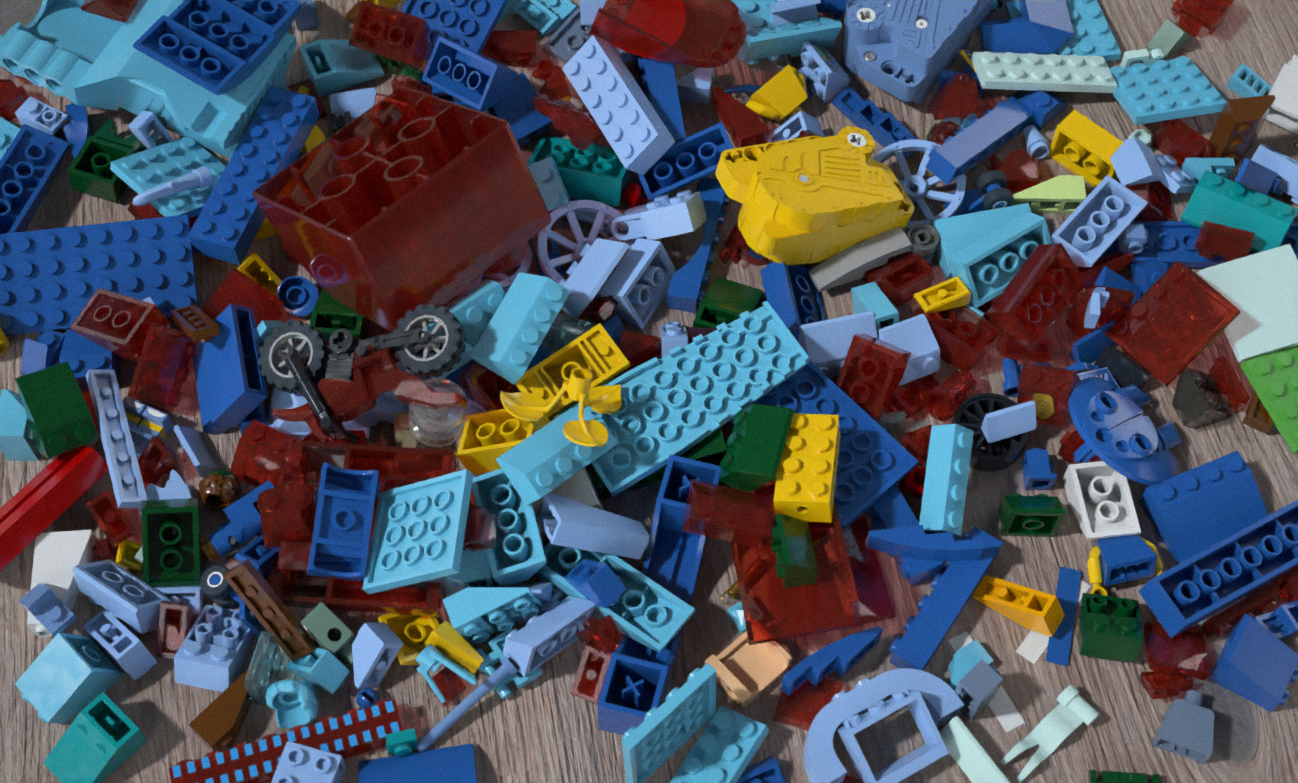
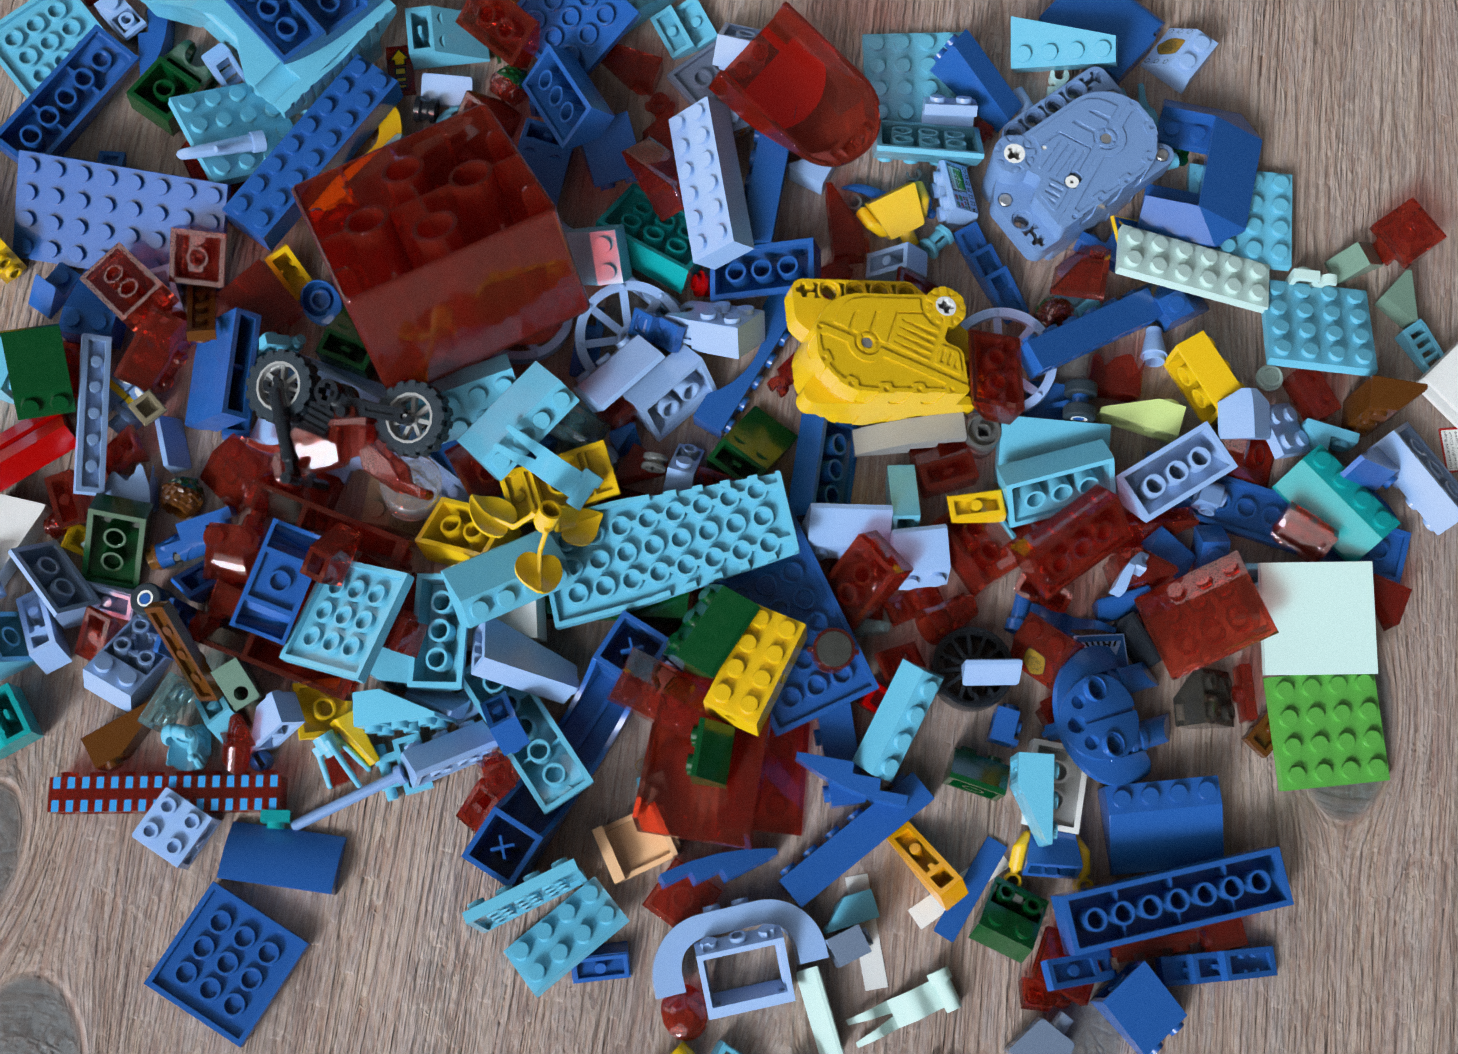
camera: 15 degrees right, 15 degrees up
(166, 419) = (147, 408): none -> dark tan slope
(178, 279) = (197, 256): none -> clear red slope
(344, 683) = (237, 745): none -> clear red arm
(388, 481) = (332, 555): none -> clear red slope
(565, 353) = (553, 469): none -> medium azure flag
(614, 230) = (657, 329): none -> blue slope
(648, 337) = (654, 462): none -> dark grey bush
(823, 111) = (945, 237): none -> medium azure bush
(867, 438) = (833, 650): none -> pearl dark grey piece
(920, 186) = (996, 376): none -> clear red slope
(1091, 501) = (1033, 788): none -> medium azure slope
(1190, 645) = (1078, 970): none -> blue plate
(1219, 57) = (1400, 301): none -> sand green slope

